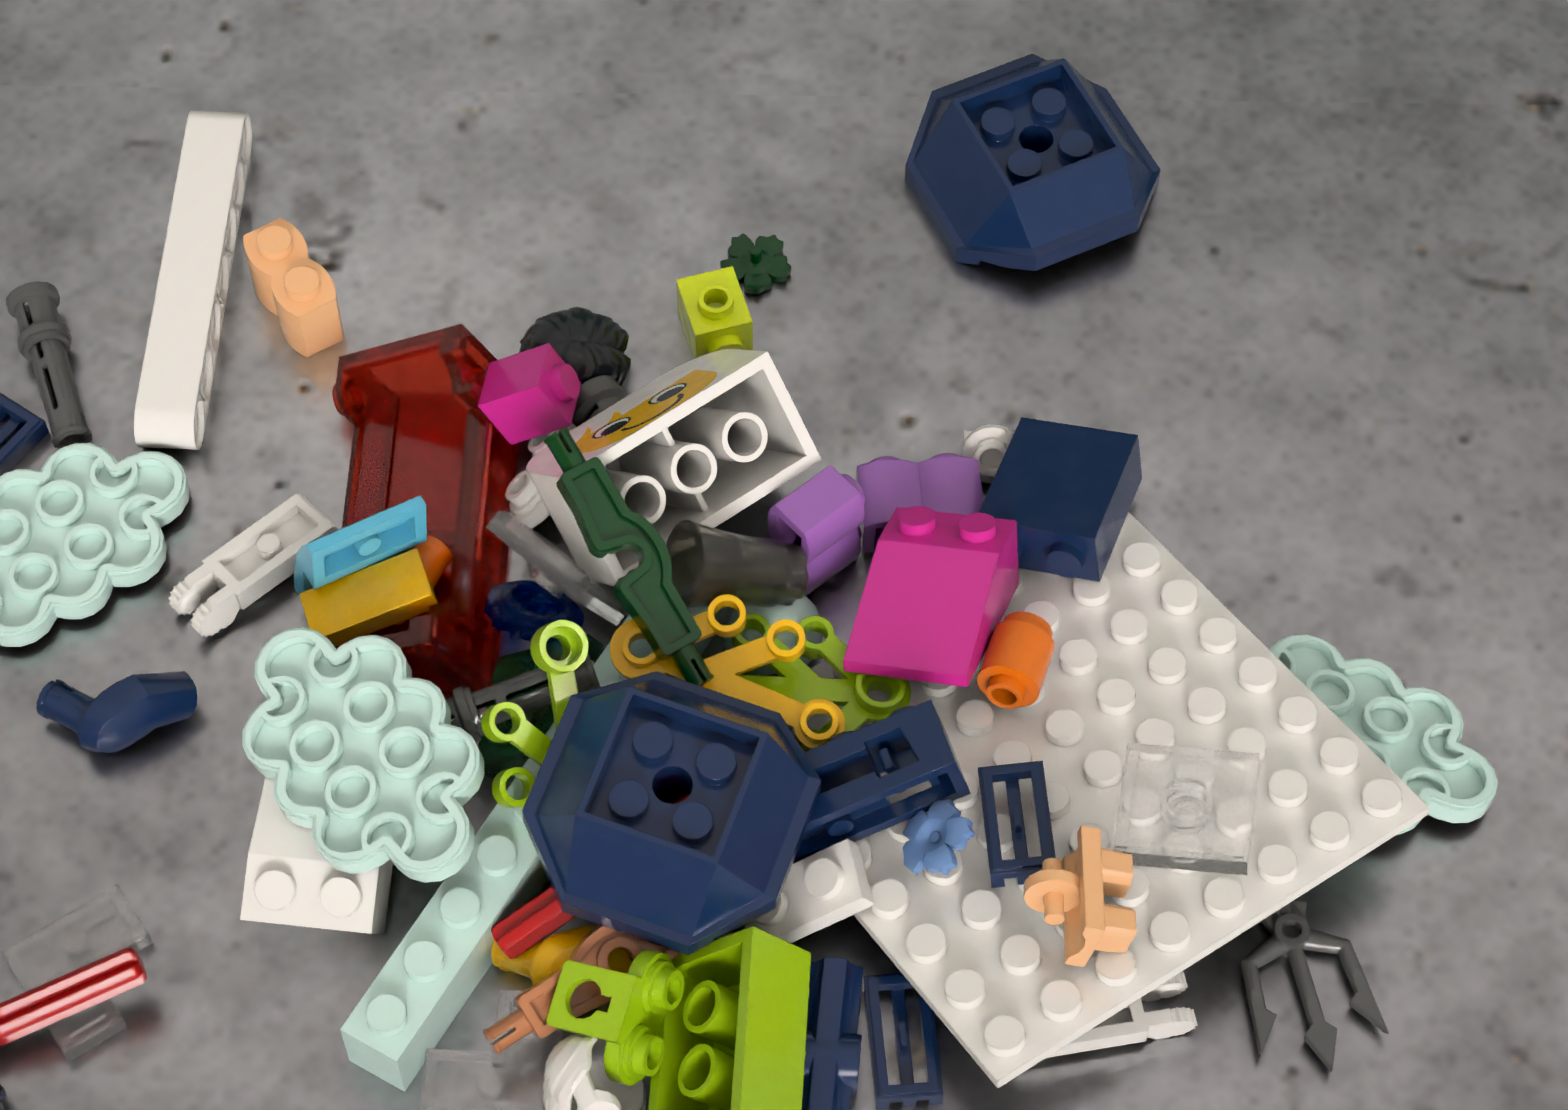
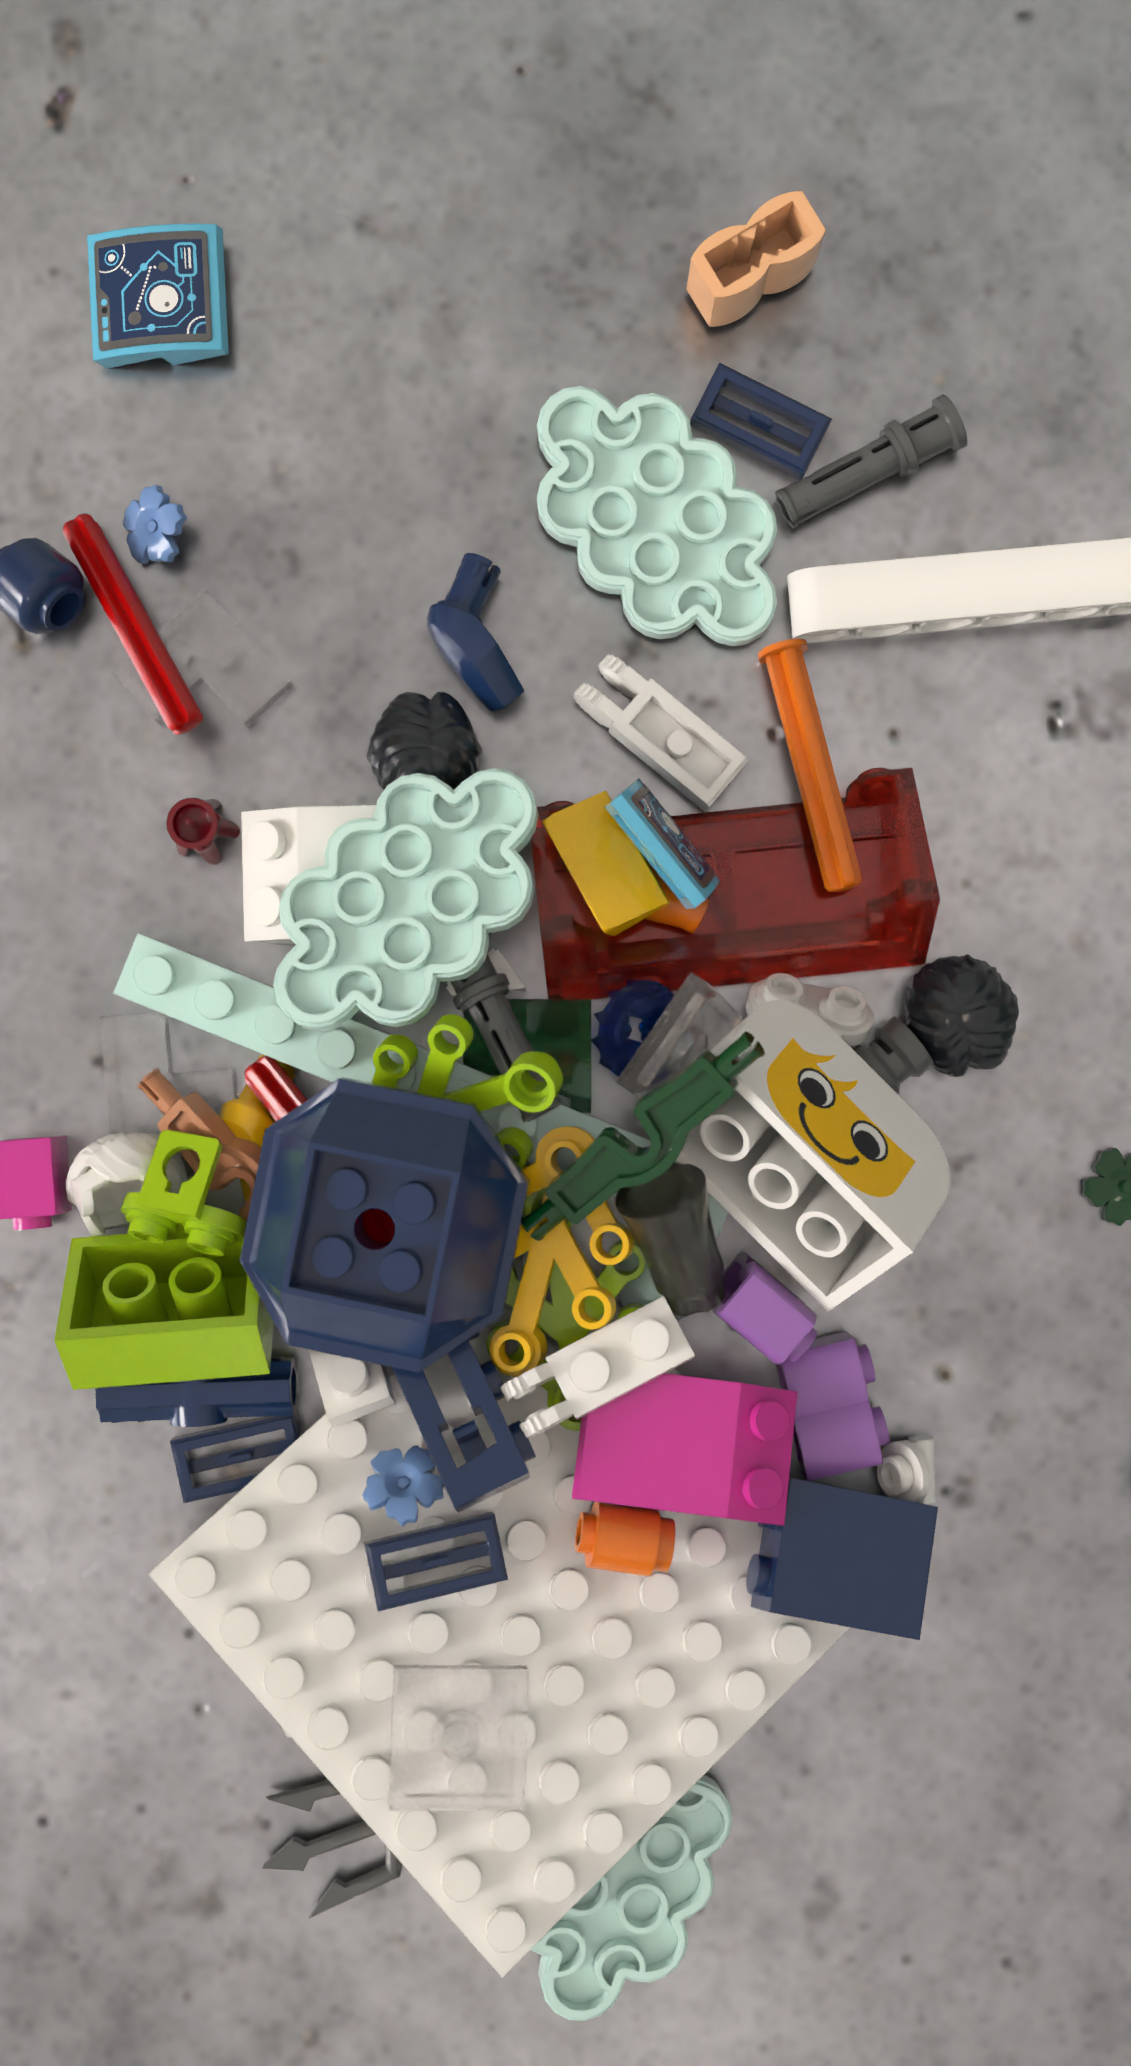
camera: 85 degrees right, 30 degrees up
(210, 768) = (424, 739): none -> black hair
(242, 973) = (196, 825): none -> dark red piece
(293, 287) = (1010, 691): light nougat brick -> none
(315, 441) = (812, 763): none -> orange axle
(530, 394) = (886, 982): dark pink brick -> none
(714, 312) = (1031, 1157): neon yellow brick -> none
(842, 641) = (605, 1365): none -> white hinge
(1074, 895) = (337, 1642): light nougat hips -> none

